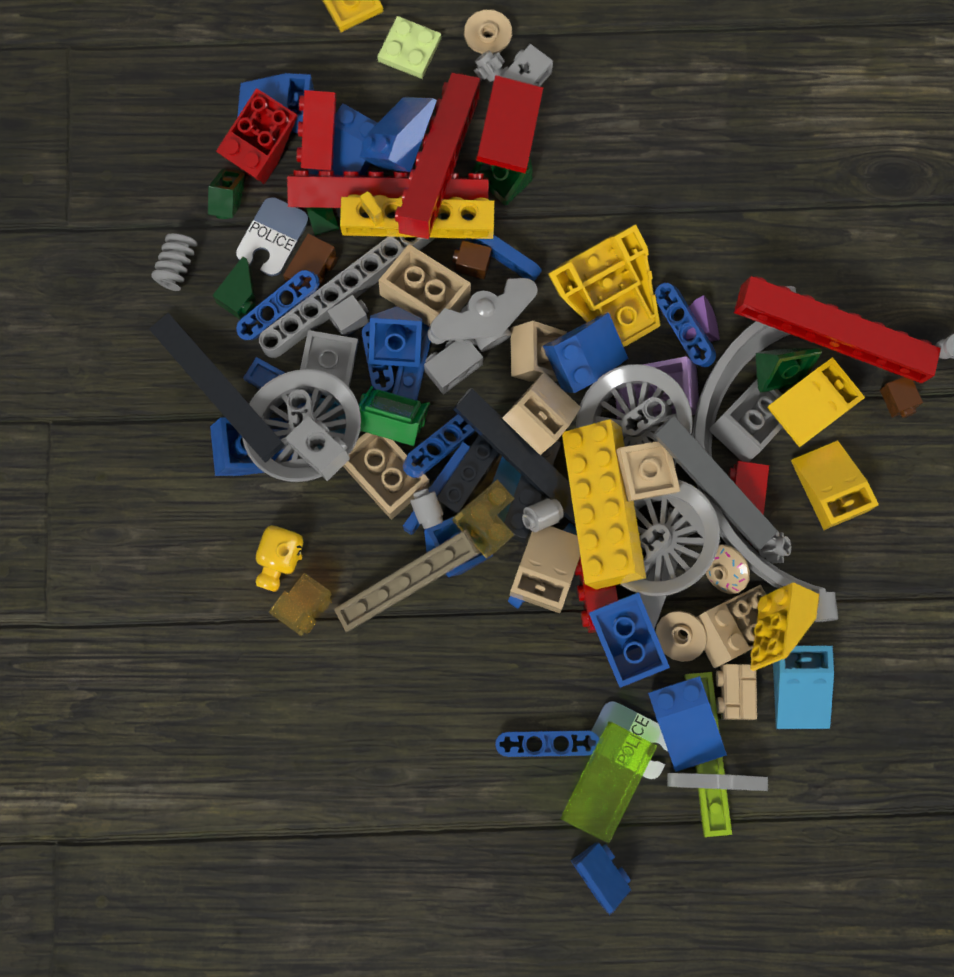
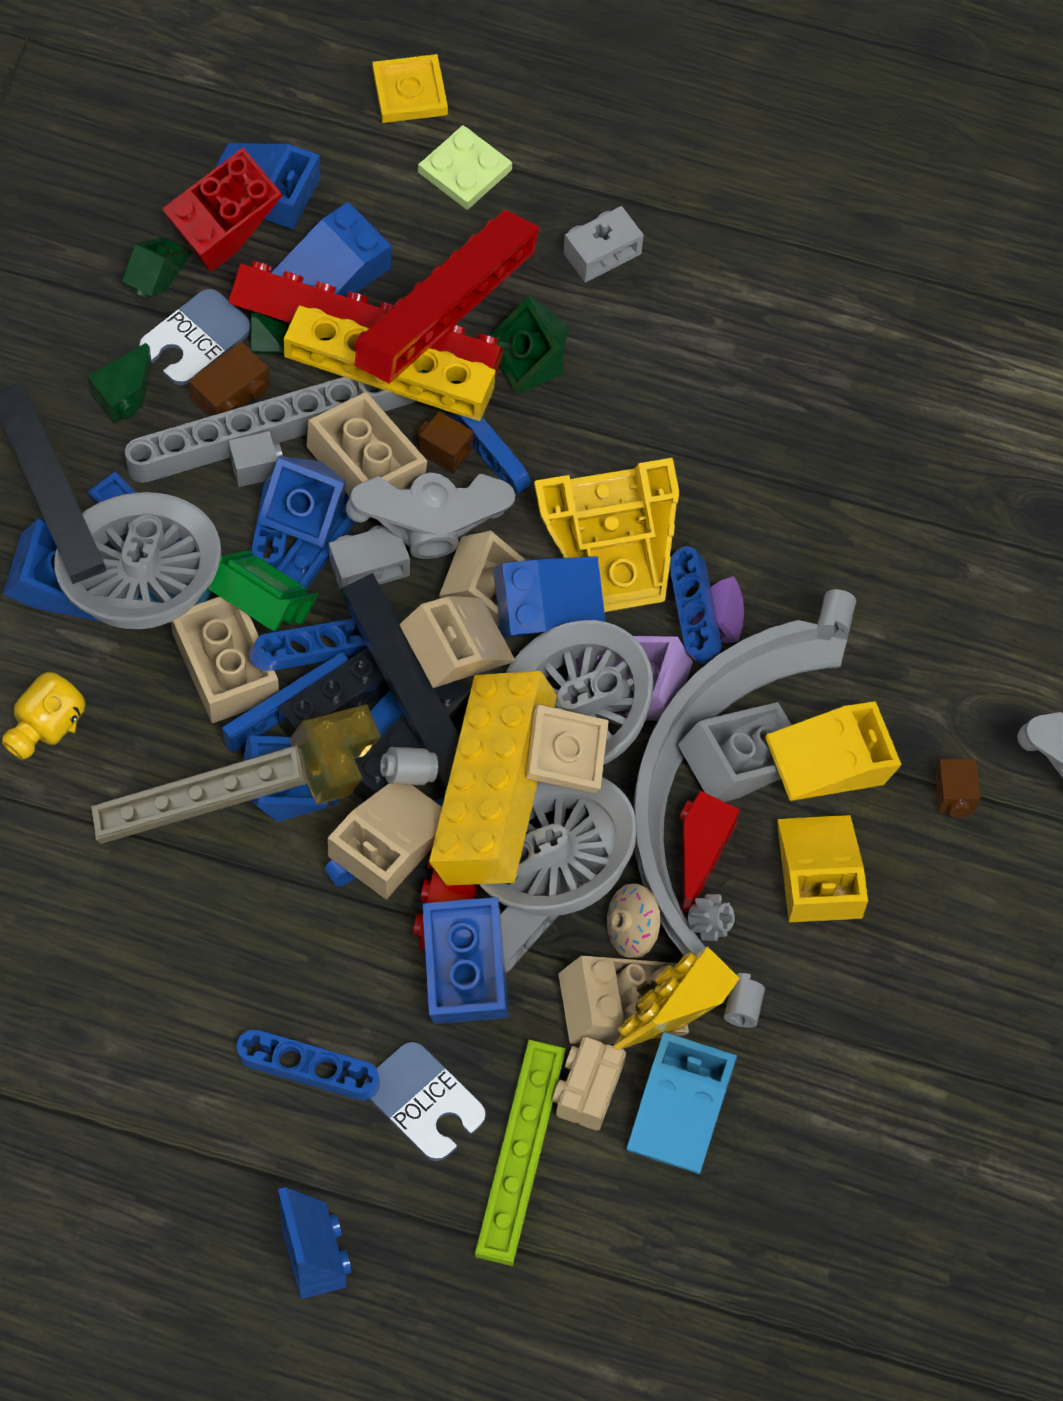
camera: 15 degrees right, 15 degrees down
(171, 261) = (55, 322): light grey piece -> none
(278, 306) = (165, 409): blue beam -> none
(301, 605) = (50, 784): clear yellow brick -> none
(308, 436) = (147, 583): light grey brick -> none
(317, 130) = (301, 220): red brick -> none
(330, 354) = (216, 494): light grey plate -> none
(372, 208) = (331, 327): yellow tile -> none
(398, 135) = (398, 261): blue slope -> none
(427, 508) = (261, 711): light grey brick -> none
(488, 23) = (576, 168): tan dish -> none
(489, 65) = (558, 217): light grey gear -> none
(510, 124) = (553, 288): red tile -> none
(608, 782) = (370, 1136): clear neon green tile -> none
(679, 646) = (527, 983): tan dish -> none
(687, 724) = (504, 1094): blue slope -> none
(715, 482) = (652, 797): dark grey tile -> none
(717, 781) = (525, 1174): light grey beam -> none
(784, 367) = (804, 693): dark green slope -> none
(837, 329) = (889, 663): red brick -> none

